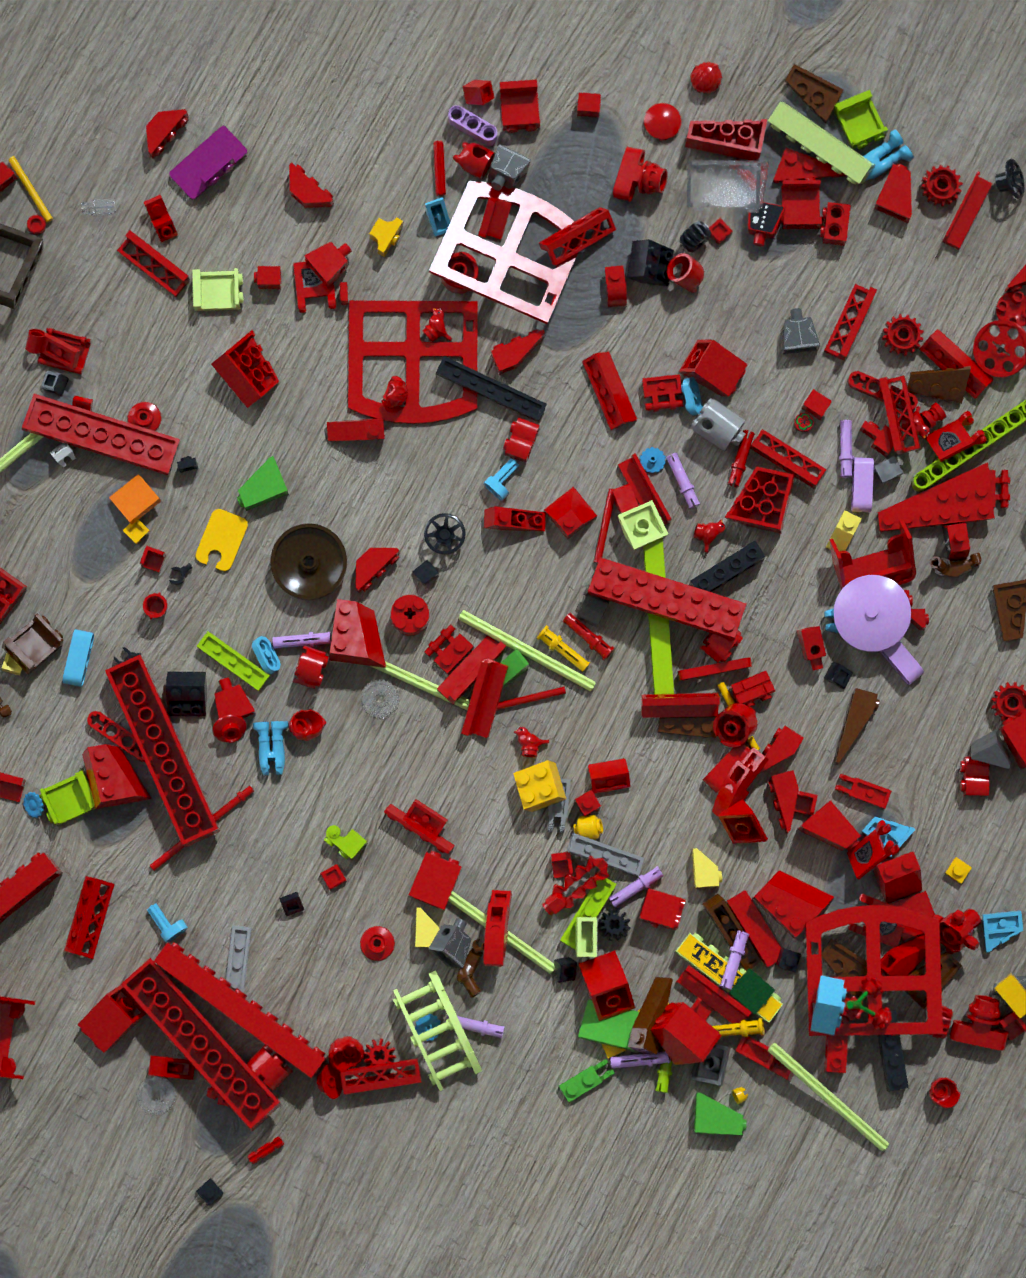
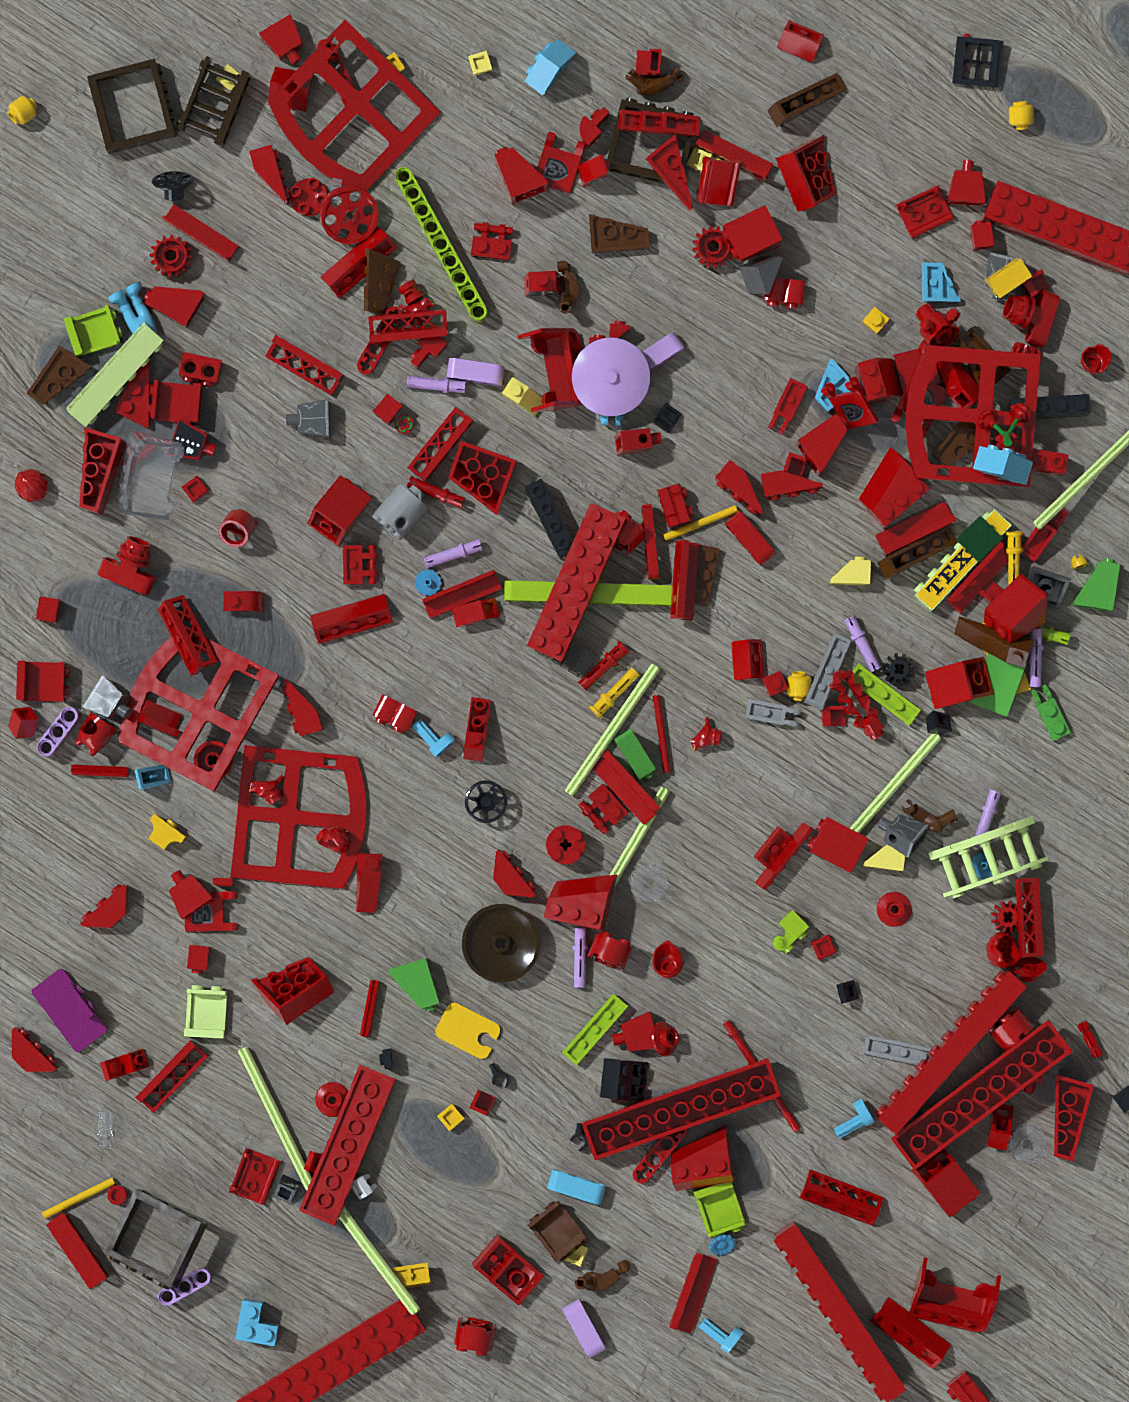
camera: 75 degrees left, 5 degrees up
(42, 342) = (244, 1198): red plate -> none
(125, 364) = (275, 1116): none -> yellowish green axle
(135, 499) = (418, 1115): orange tile -> none
(155, 605) = (532, 1103): red piece -> none
(193, 1136) = (1071, 1106): none -> red wedge
(234, 444) = (370, 1008): none -> red axle
(266, 655) = (592, 995): medium azure plate -> none
(278, 752) = (692, 991): medium azure piece -> none
(425, 572) = (522, 825): black slope -> none
(485, 698) = (659, 776): red panel -> none
(491, 388) = (339, 740): black plate -> none
(496, 928) = (892, 787): red slope -> none
(539, 786) = (753, 730): yellow brick -> none
(570, 513) = (474, 671): red slope -> none
(586, 937) = (911, 698): yellowish green brick -> none
(604, 526) = (492, 638): red bar -> none
(642, 525) = (497, 599): yellowish green slope -> none
(649, 262) = (222, 563): black slope -> none
(662, 121) = (72, 535): red dish -> none
(662, 909) = (889, 620): red piece -> none
(692, 396) = (362, 535): medium azure plate -> none
(695, 236) = (200, 514): black gear -> none
(708, 532) = (509, 533): red animal -> none
(734, 960) = (939, 549): lavender pin -> none
(735, 724) = (710, 526): red brick -> none
(738, 780) = (770, 532): red slope -> none
(742, 824) = (811, 530): red slope -> none
(788, 960) = (949, 499): black plate -> none
(860, 710) = (709, 401): reddish brown slope -> none
(888, 470) = (463, 344): flat silver panel -> none
(898, 344) = (324, 324): red gear -> none
(951, 502) = (502, 281): red wing -> none
(954, 438) = (437, 275): red flag -> none

